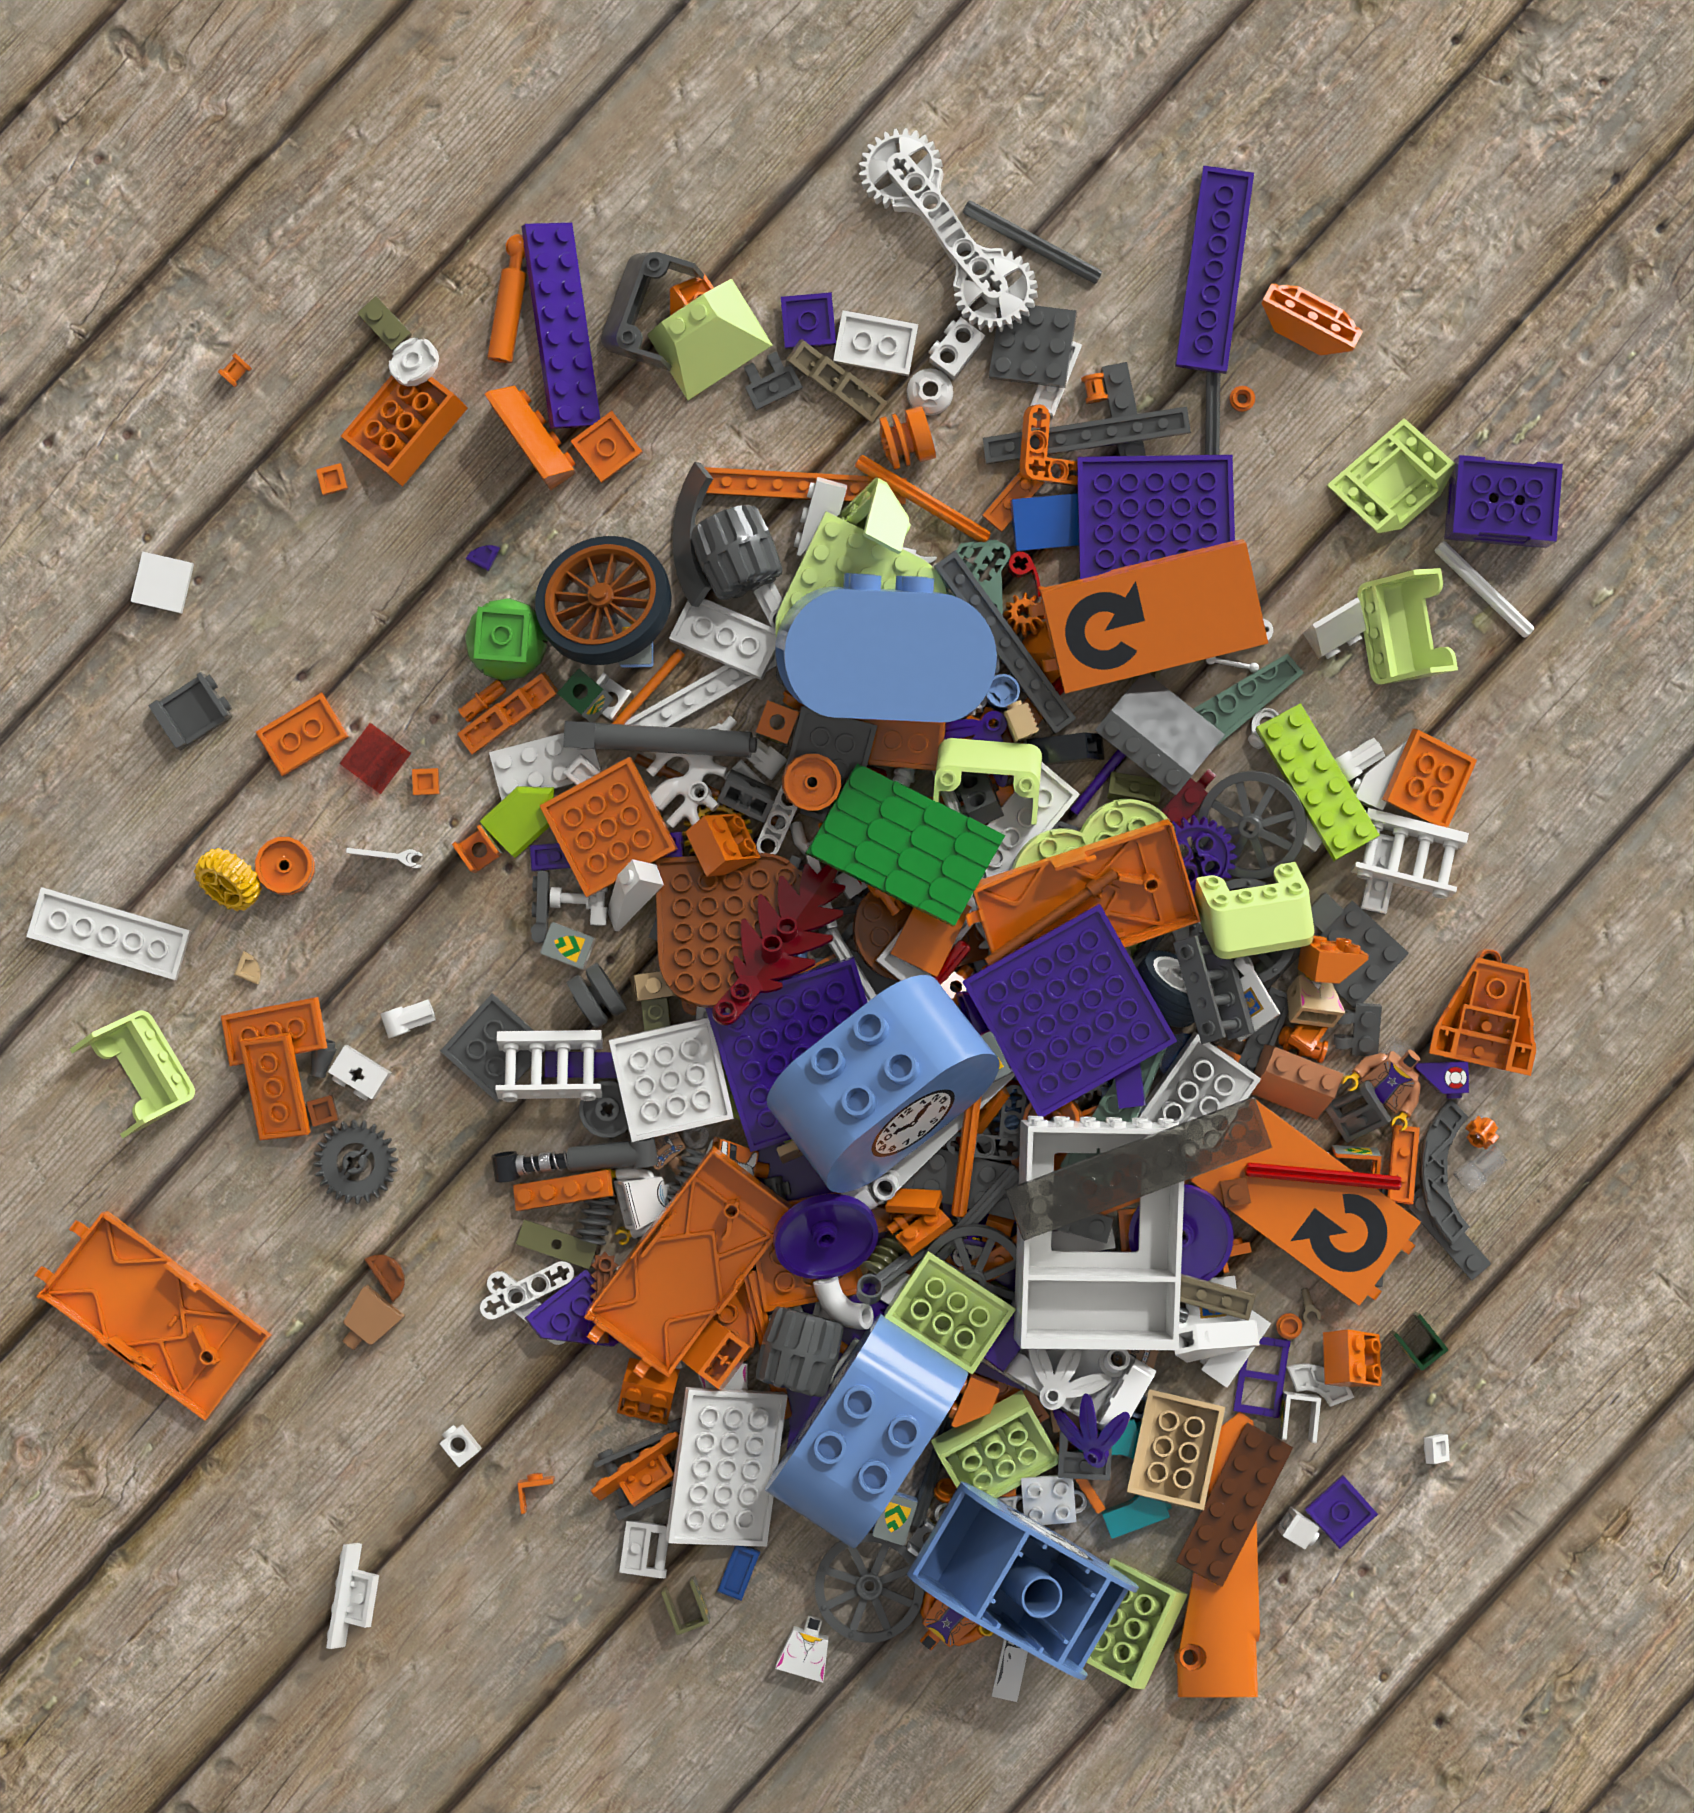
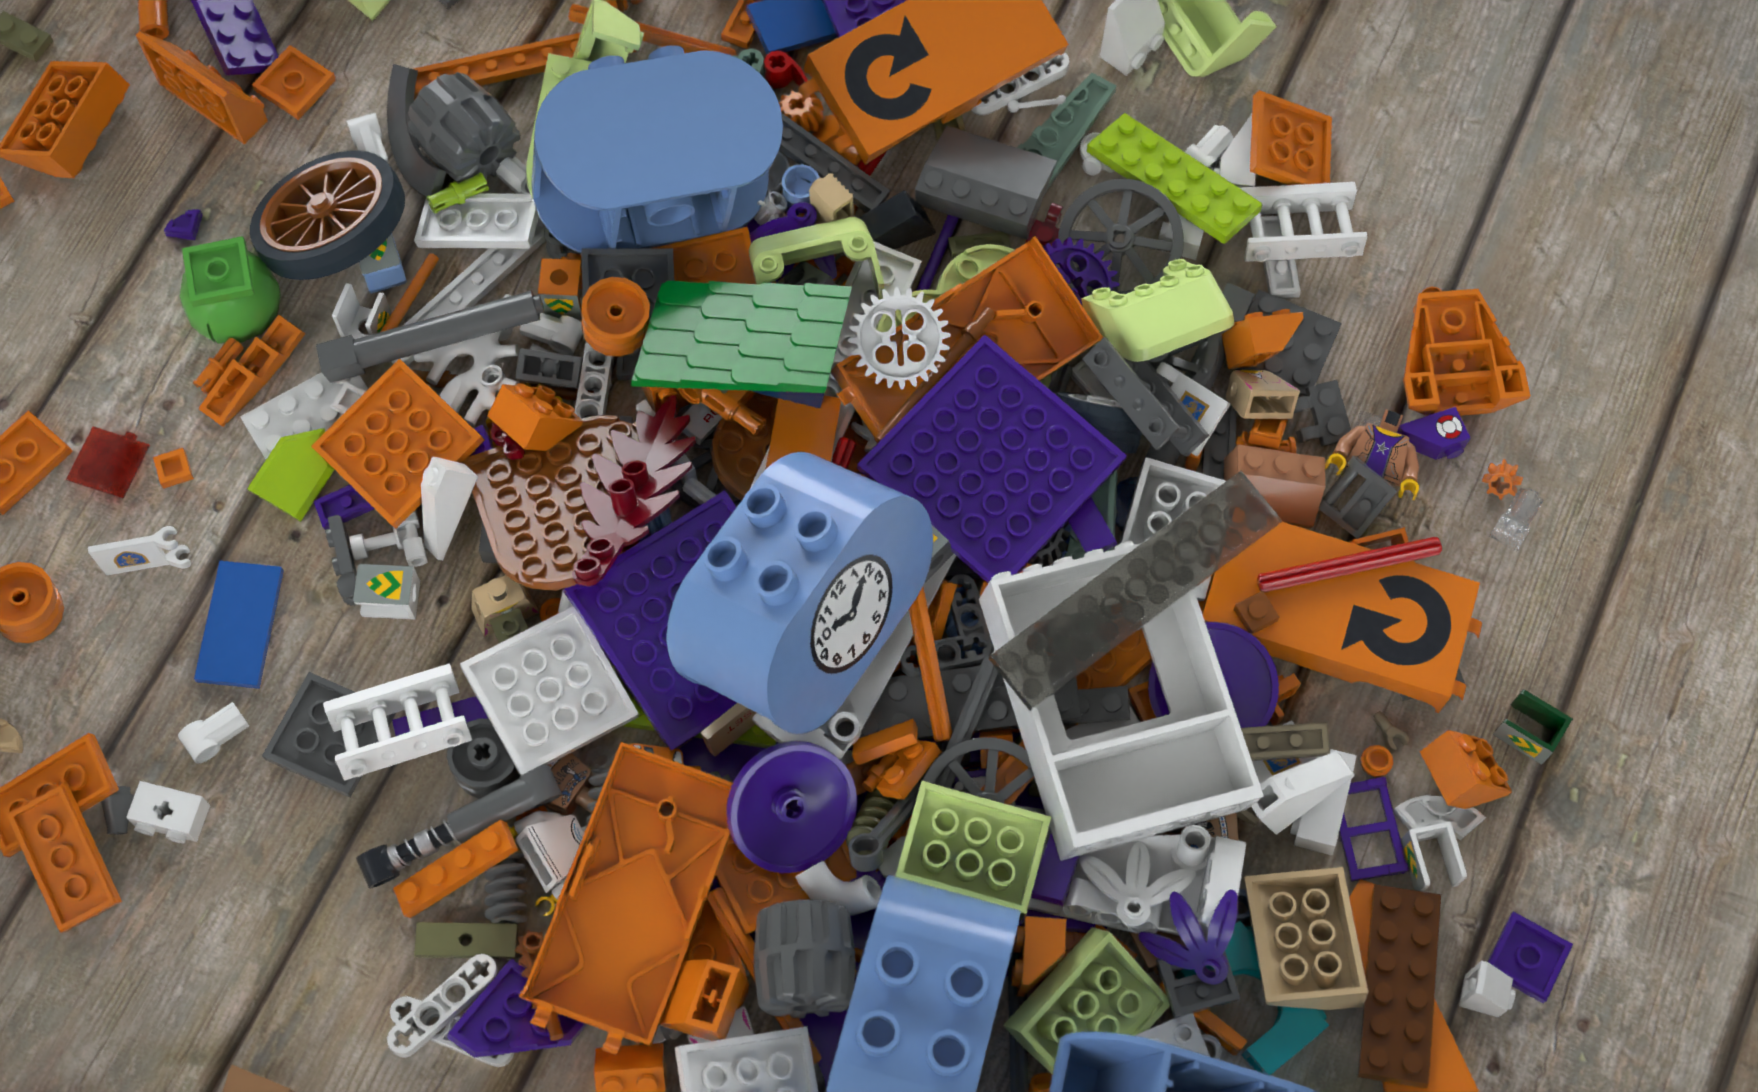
camera: 20 degrees left, 20 degrees down
(322, 1110) = (132, 872): dark orange plate -> none
(338, 1180) = (174, 951): dark grey gear -> none
(388, 1273) = (263, 1047): dark orange tile -> none
(413, 362) = (58, 57): white tile -> none
(447, 932) = (239, 624): none -> blue tile
(464, 850) = (260, 507): orange piece -> none
(593, 703) = (332, 313): dark green piece -> none
(593, 997) = (435, 630): dark grey wheel -> none
(655, 521) = (367, 134): none -> white piece
(695, 865) = (511, 448): none -> dark red piece
(715, 609) = (457, 193): none -> lime pin
(799, 837) = (623, 402): white arm -> none
(824, 496) = (537, 54): white slope -> none
(1053, 893) = (928, 336): none -> white gear
(1403, 1163) = (1424, 523): orange tile -> none
(1434, 1171) = (1471, 541): dark grey tile -> none
(1436, 1449) = (1606, 845): white plate -> none
(1462, 1252) = (1517, 604): dark grey plate -> none

